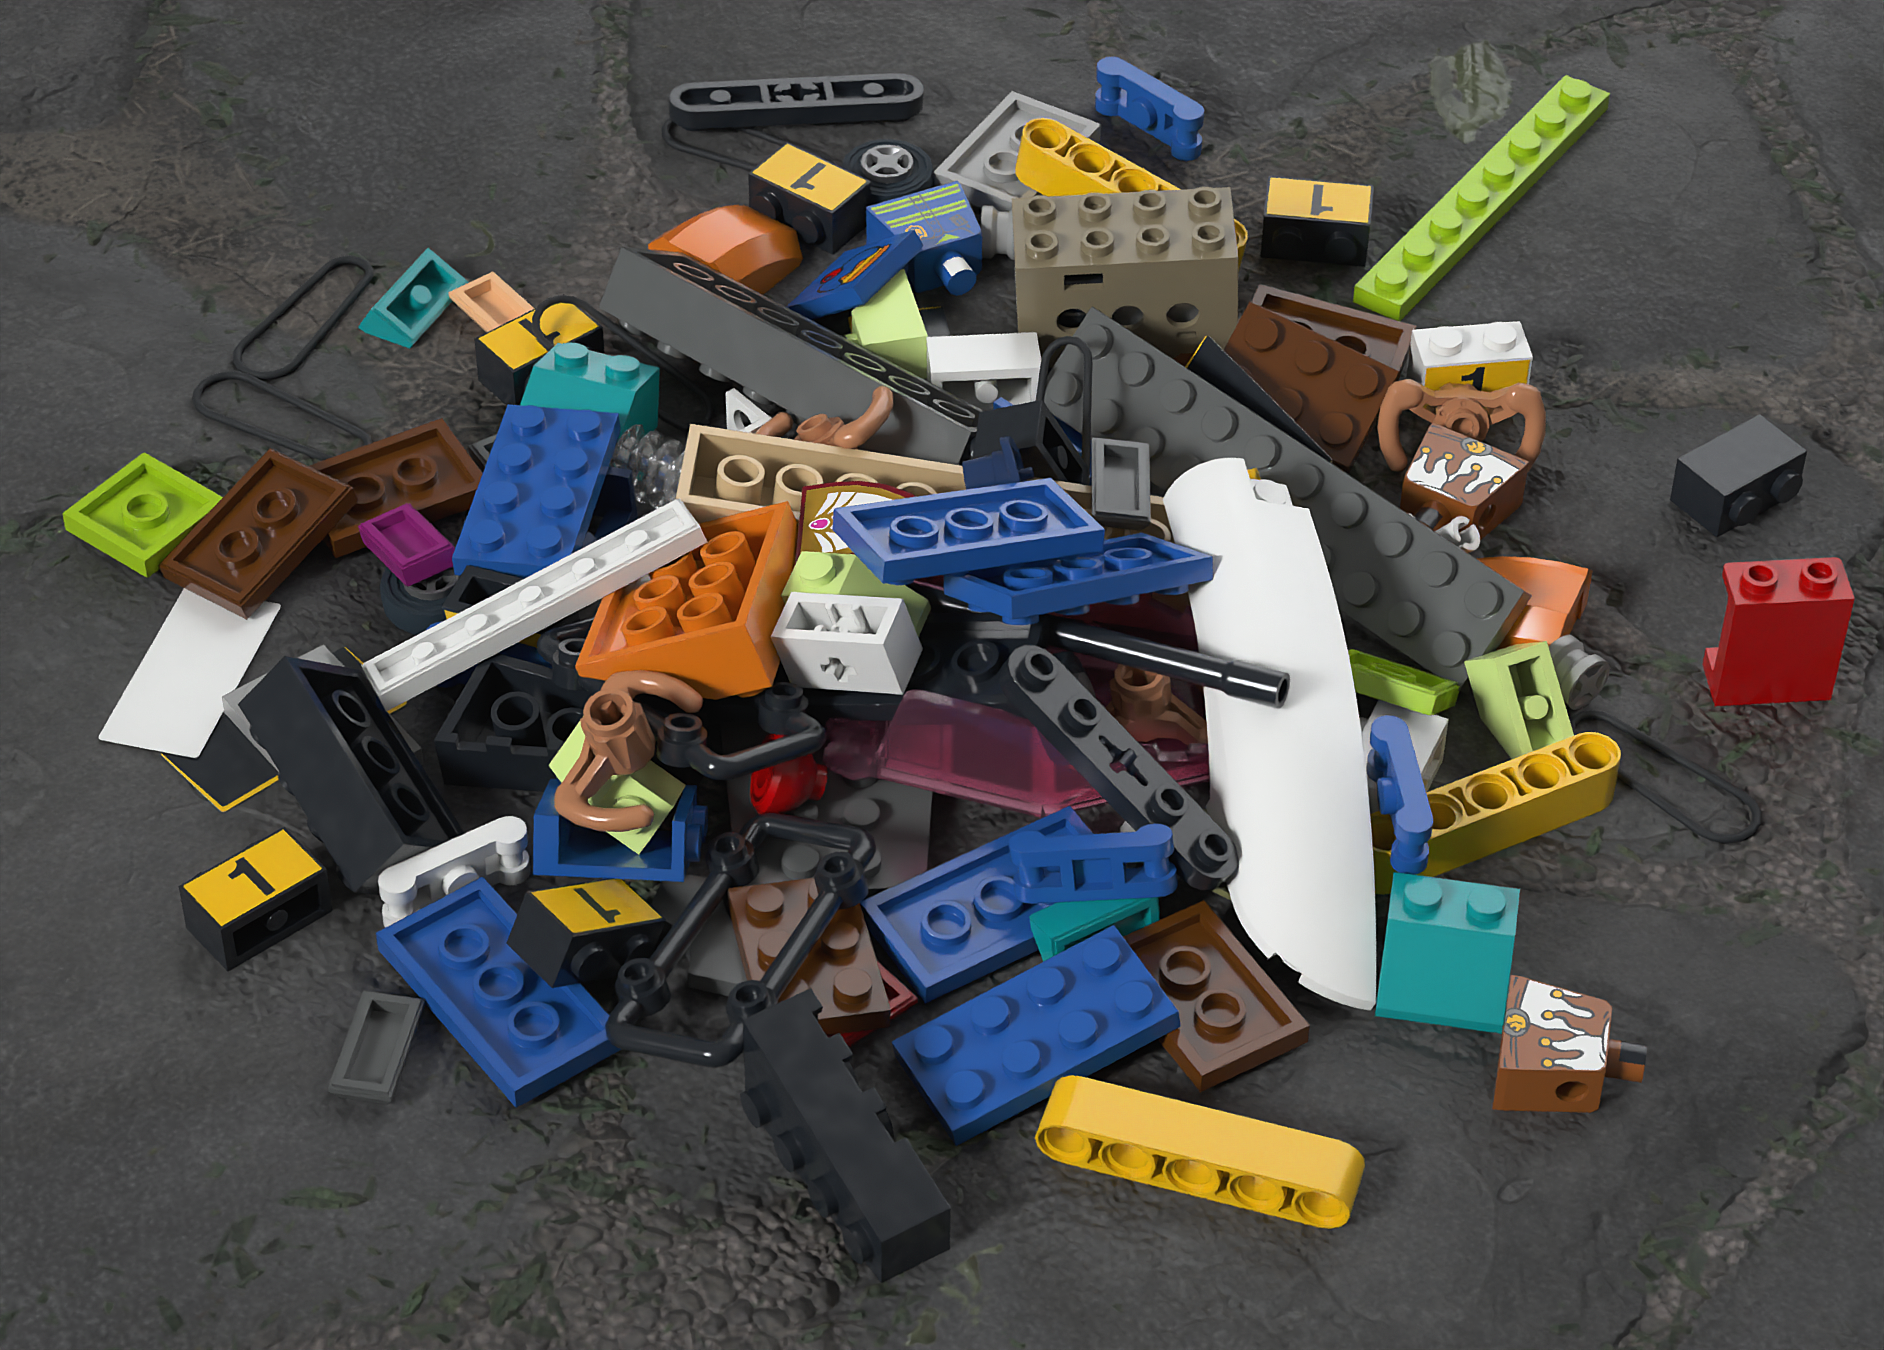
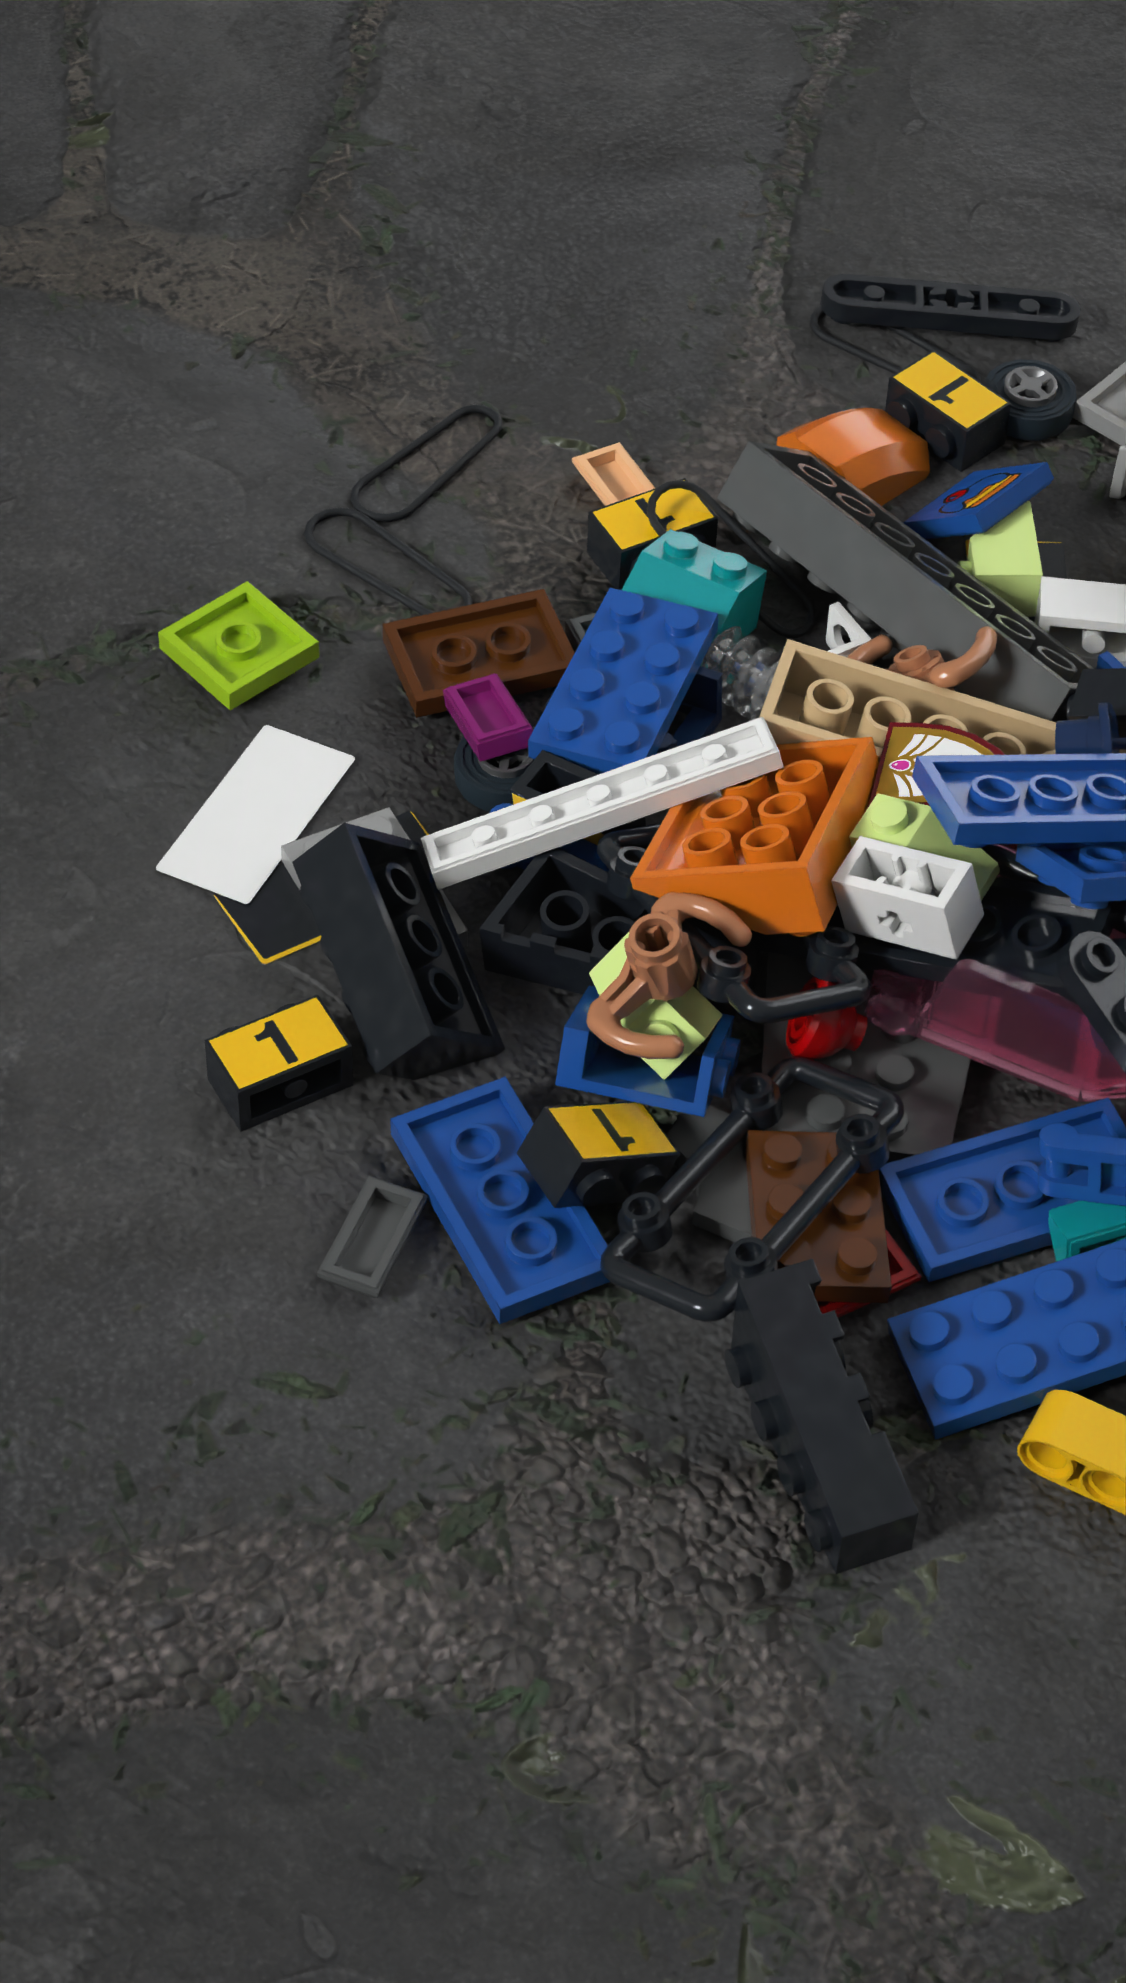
camera: 10 degrees right, 5 degrees up
(258, 533) = (344, 681): reddish brown tile -> none
(413, 301) = (536, 461): teal slope -> none
(487, 852) = (516, 1051): white plate -> none
(946, 229) = (1080, 468): blue torso -> none

